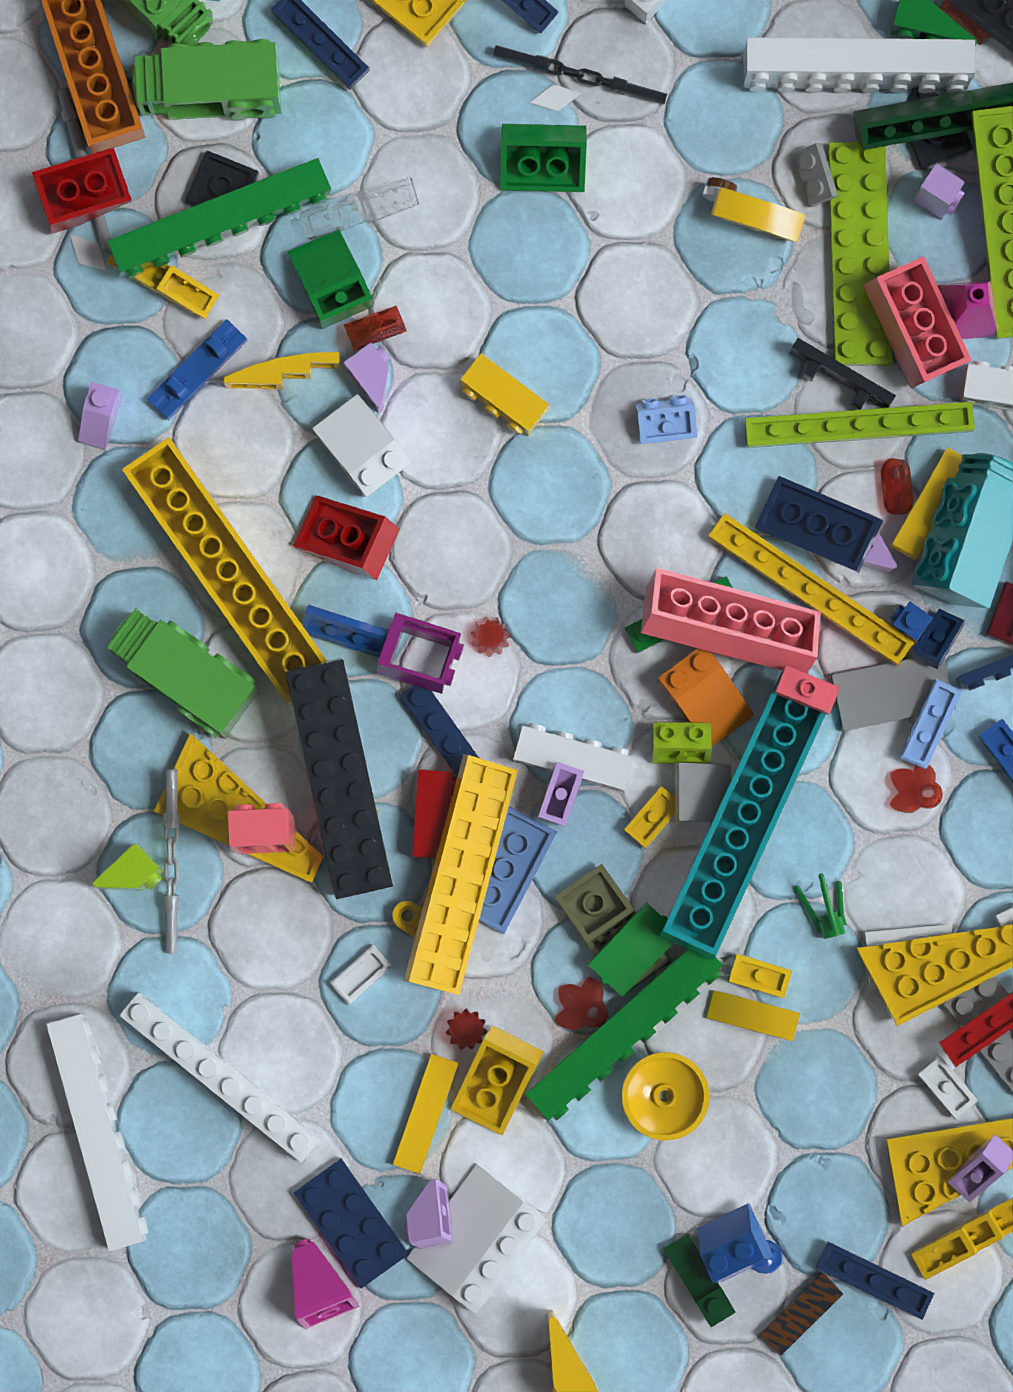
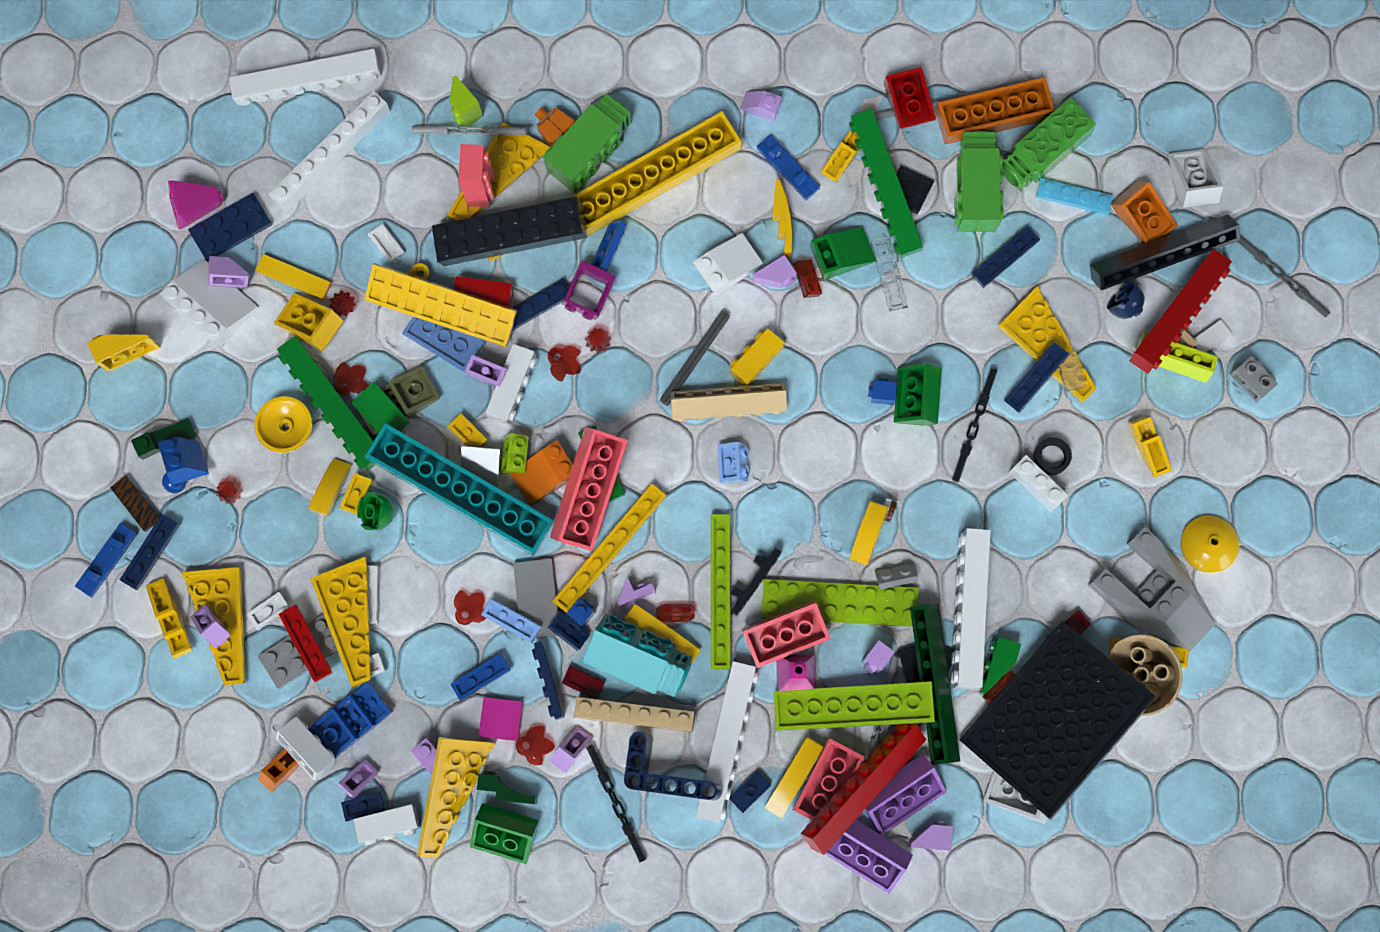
camera: 100 degrees right, 5 degrees down
(157, 728) = (552, 124): none -> orange torso
(347, 536) = (669, 252): red slope -> none
(509, 488) = (695, 357): none -> dark grey axle
(531, 679) = (566, 364): none -> clear red plate
(541, 207) = (882, 391): none -> blue brick
(555, 97) = (960, 408): white sticker -> none
(576, 431) = (728, 401): none -> tan brick
(768, 1173) = (228, 490): none -> clear red piece
(787, 941) = (375, 511): none -> green cylinder
(807, 690) = (538, 534): coral plate -> none
(818, 524) = (652, 555): dark blue plate -> none
(831, 923) = (385, 542): green plant -> none
(890, 1346) = (106, 560): none -> blue hinge

